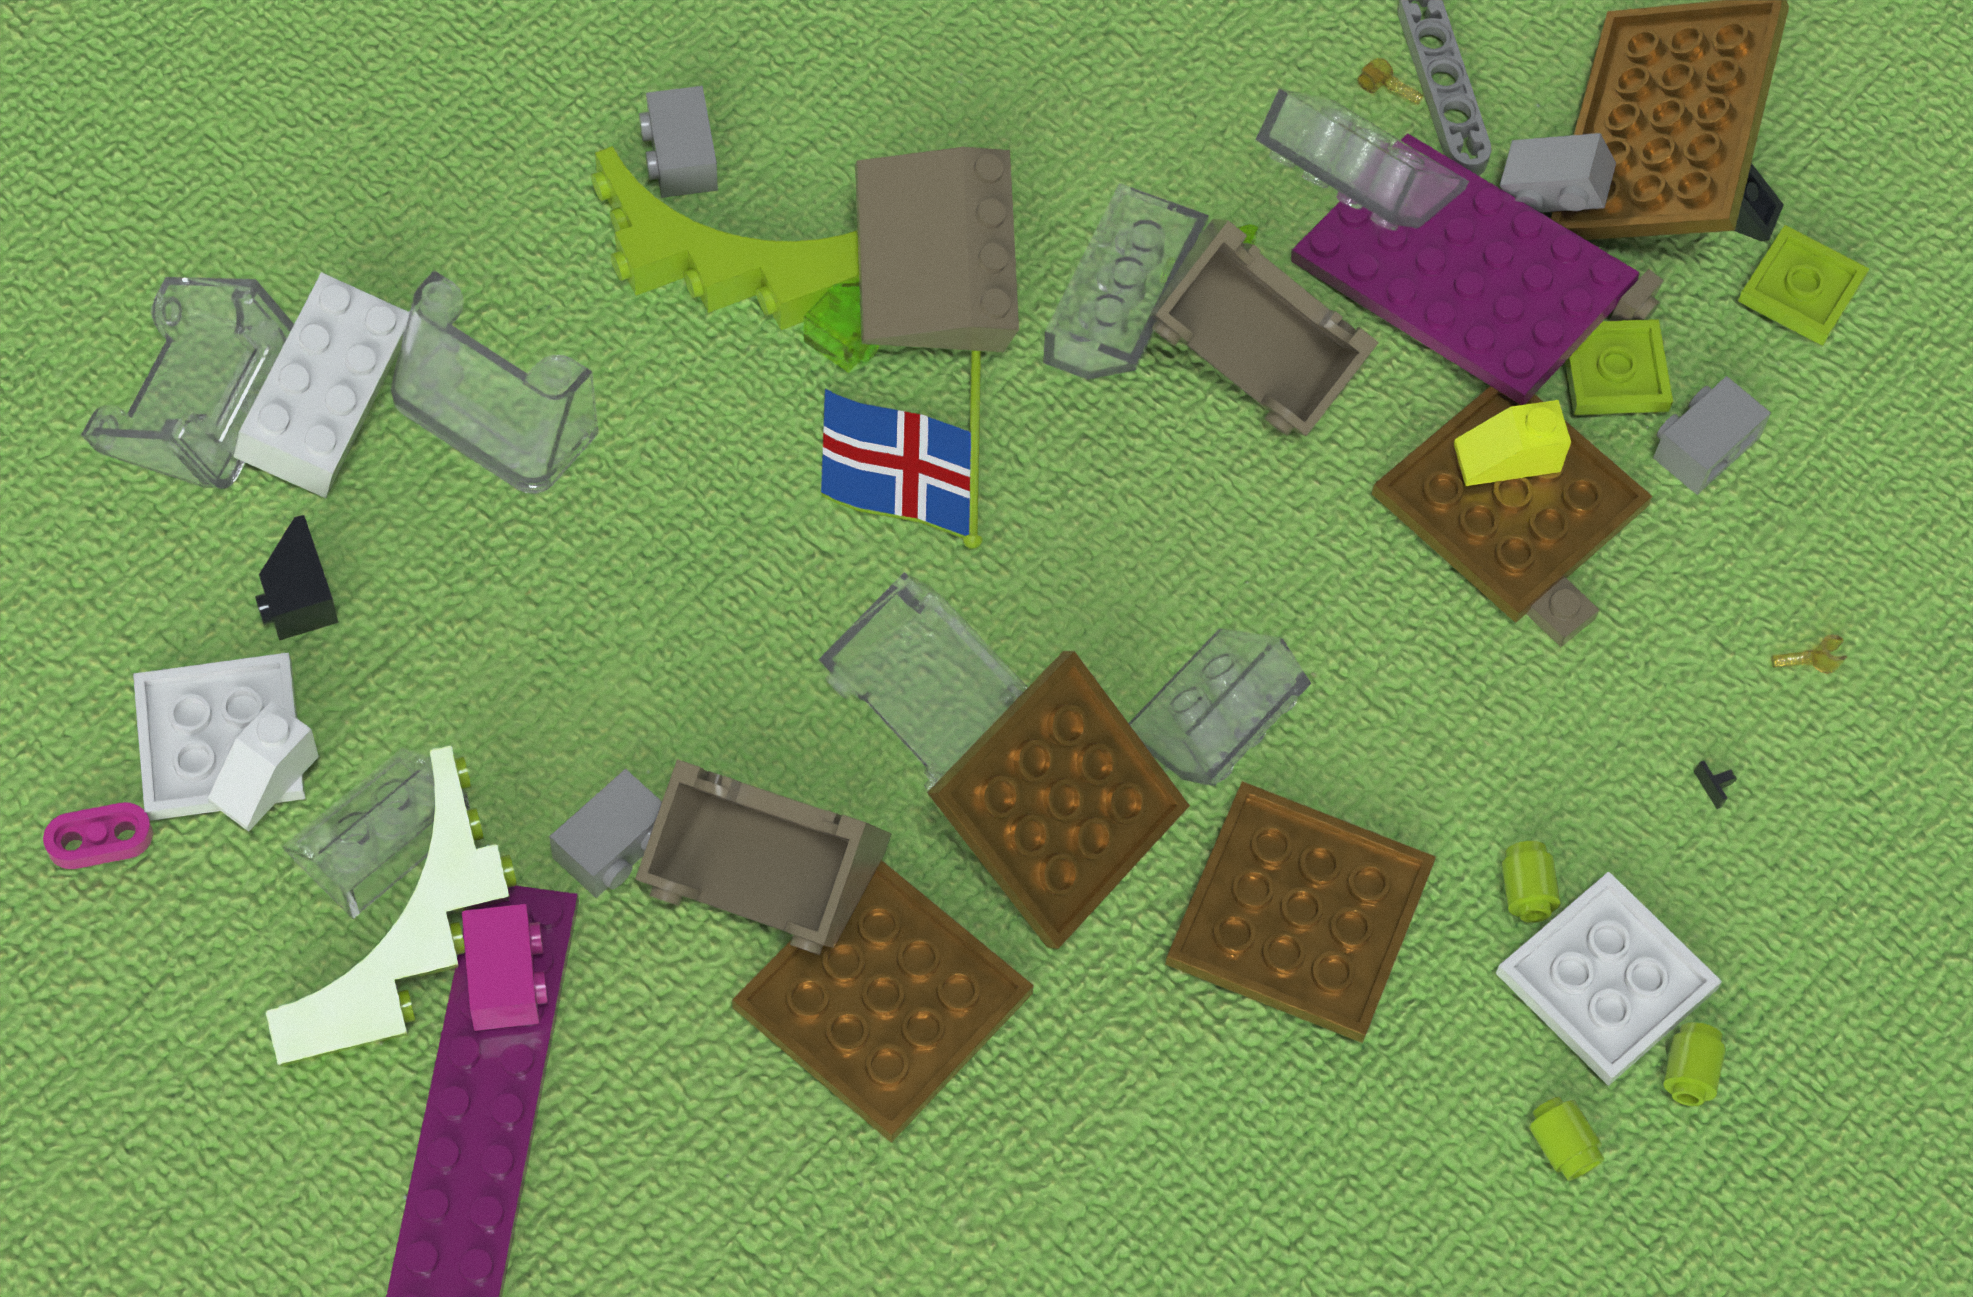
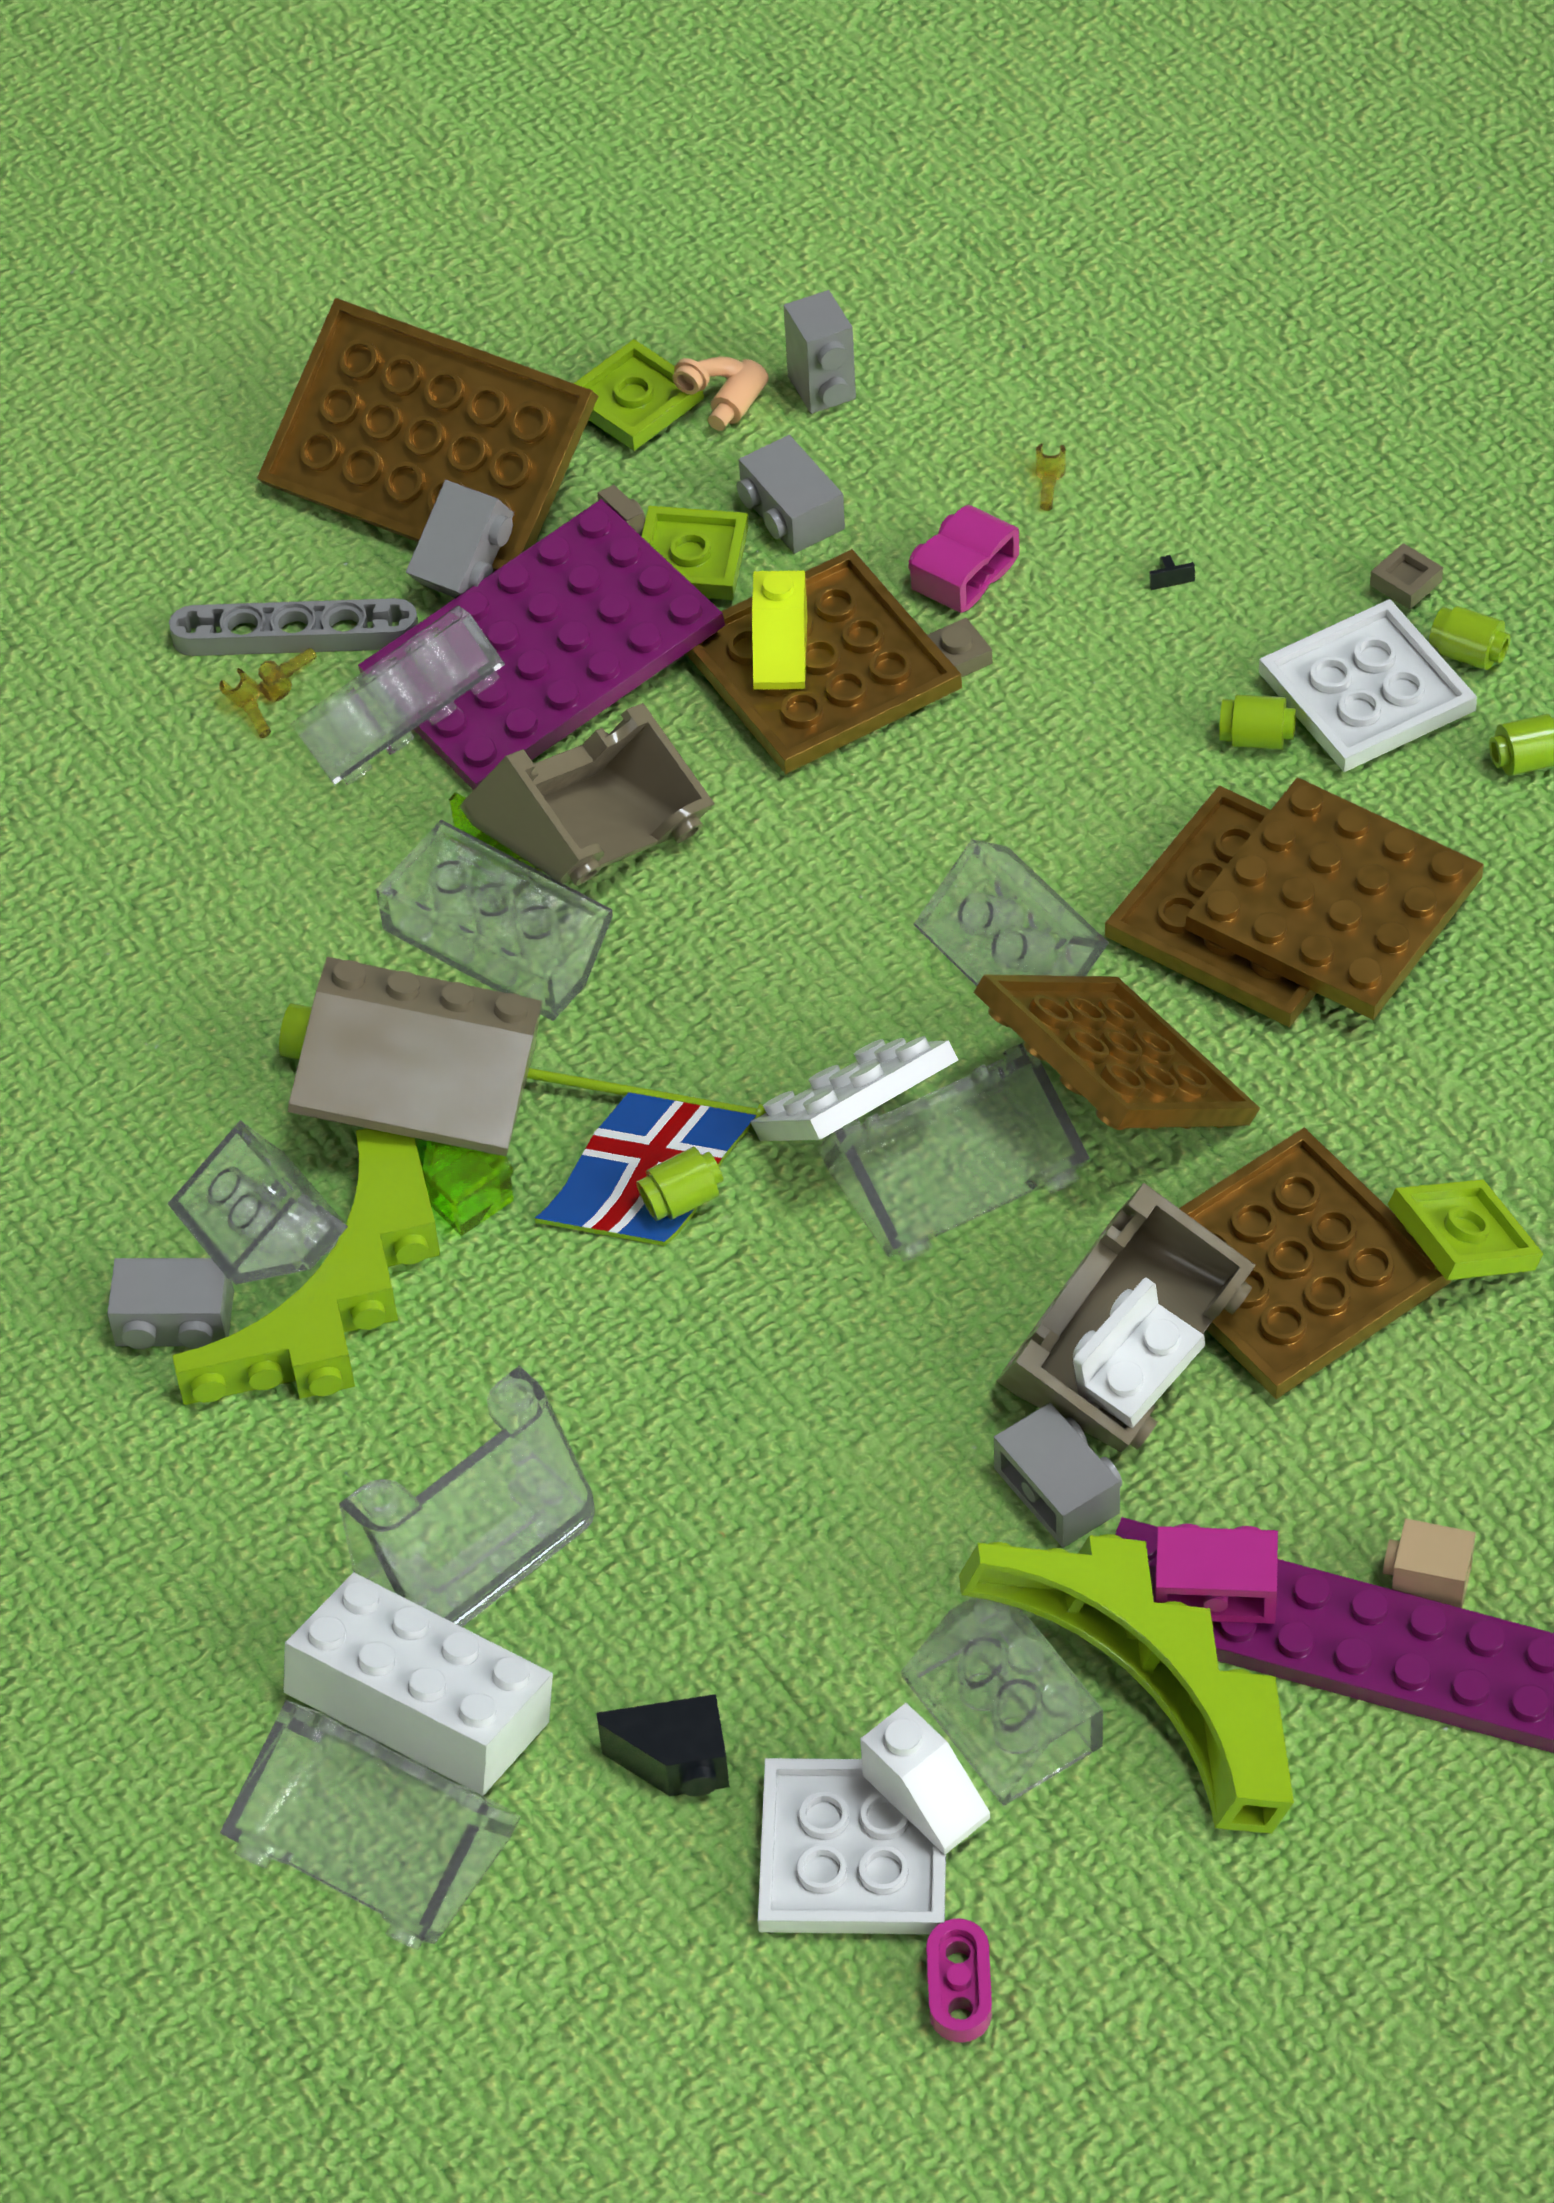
camera: 70 degrees left, 10 degrees down
(558, 1156) = (1431, 1561): none -> tan brick
(711, 859) = (1134, 1354): none -> white bracket
(768, 174) = (256, 1210): none -> clear slope
(867, 485) = (680, 1184): none -> lime brick
(935, 1139) = (1465, 1229): none -> lime plate
(977, 592) = (855, 1090): none -> white plate
(1312, 975) = (1334, 897): none -> pearl gold plate
(1356, 57) = (245, 697): none -> clear yellow hand
(1671, 594) = (964, 558): none -> dark pink brick
(1764, 996) = (1406, 576): none -> dark tan plate
(1828, 369) = (737, 394): none -> light nougat plant
(1888, 419) = (820, 351): none -> light grey brick

